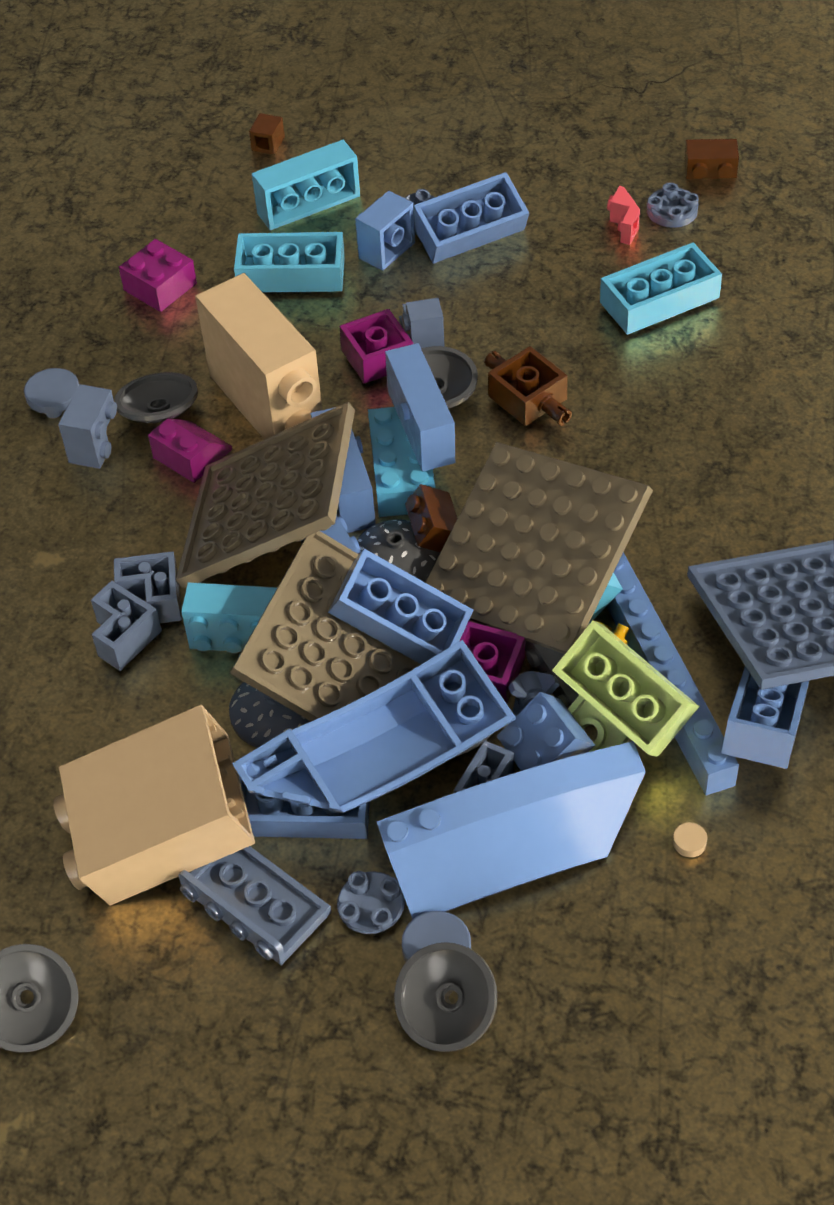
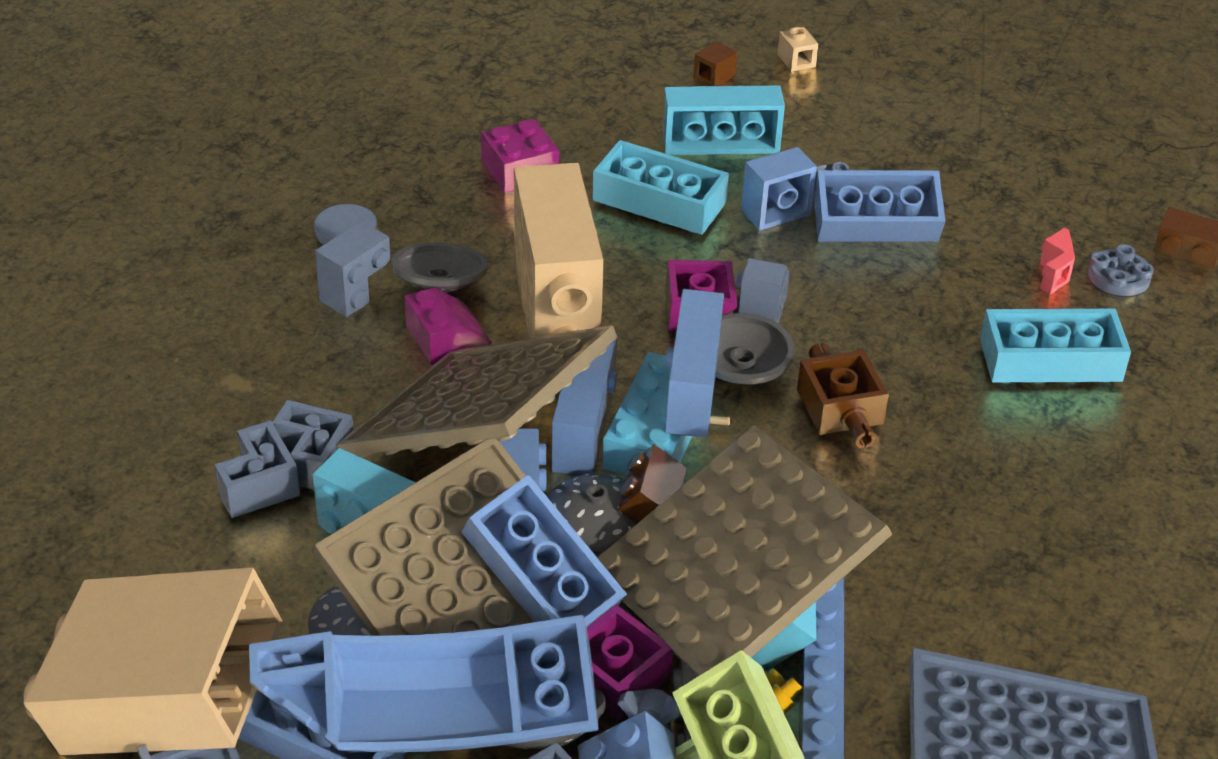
camera: 20 degrees right, 10 degrees down
(325, 96) = (797, 49): none -> tan brick

